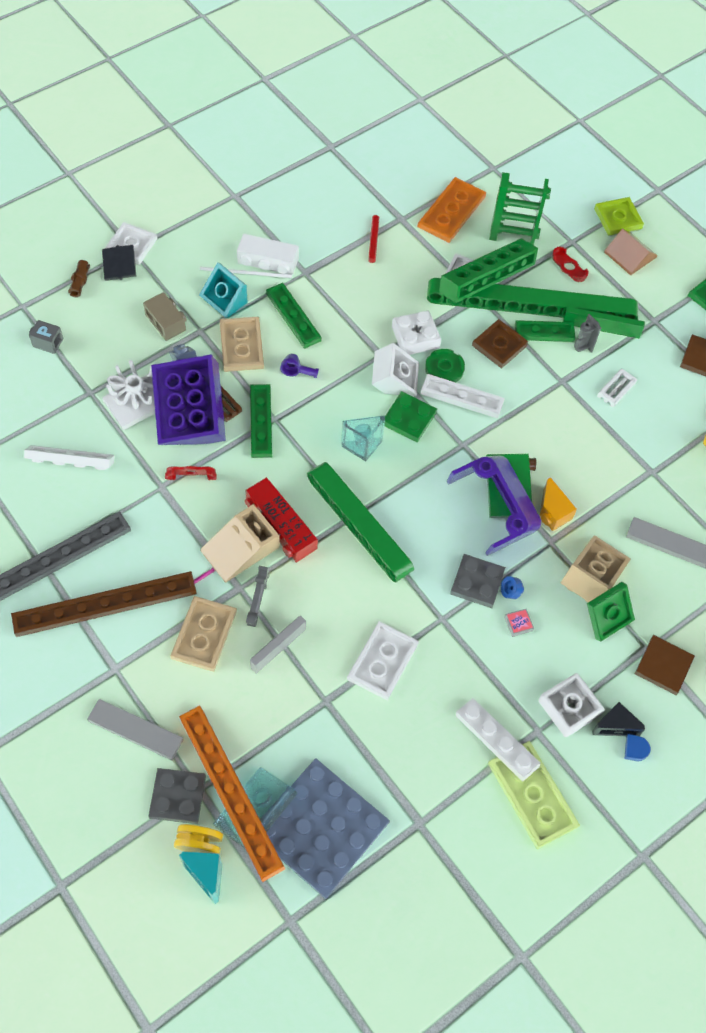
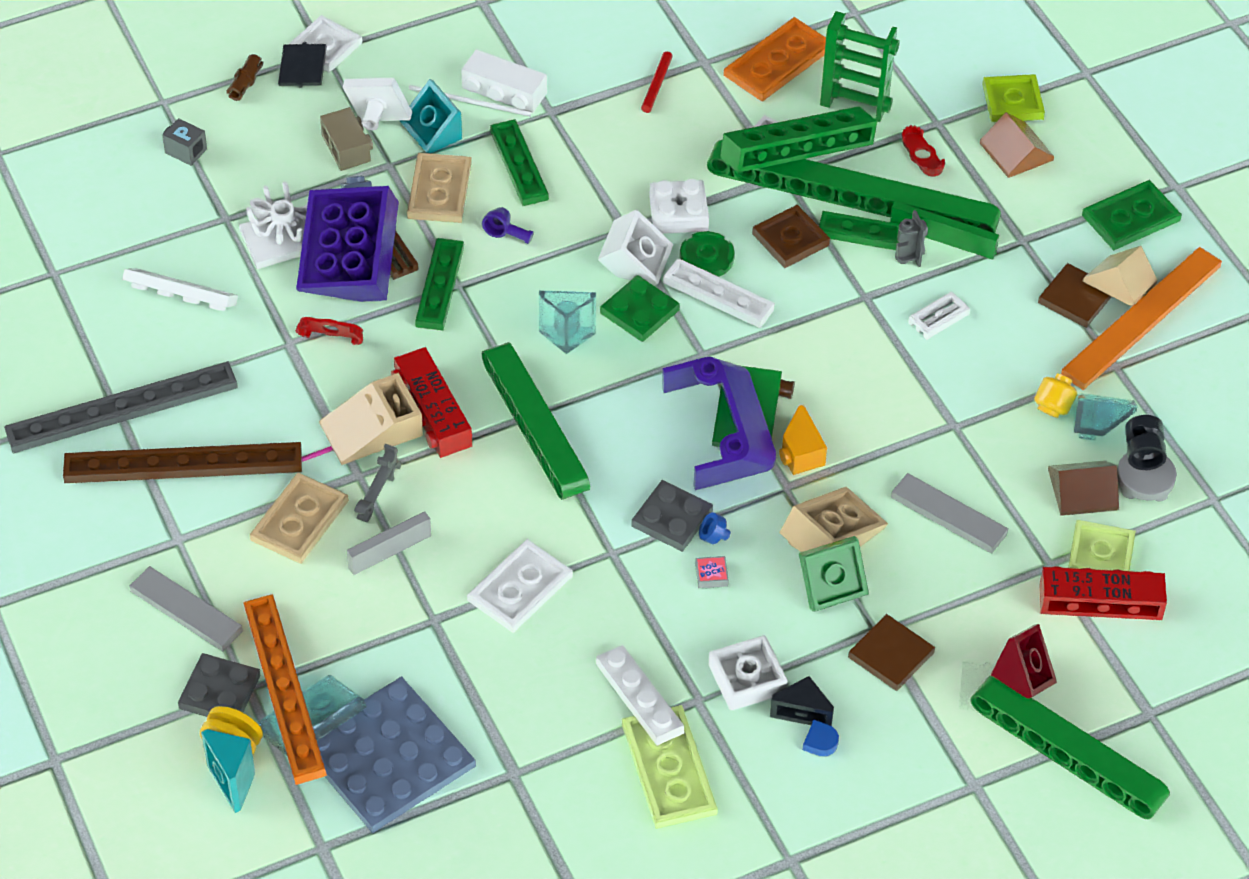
camera: 15 degrees right, 10 degrees down
(182, 284) = (377, 100): none -> white tile

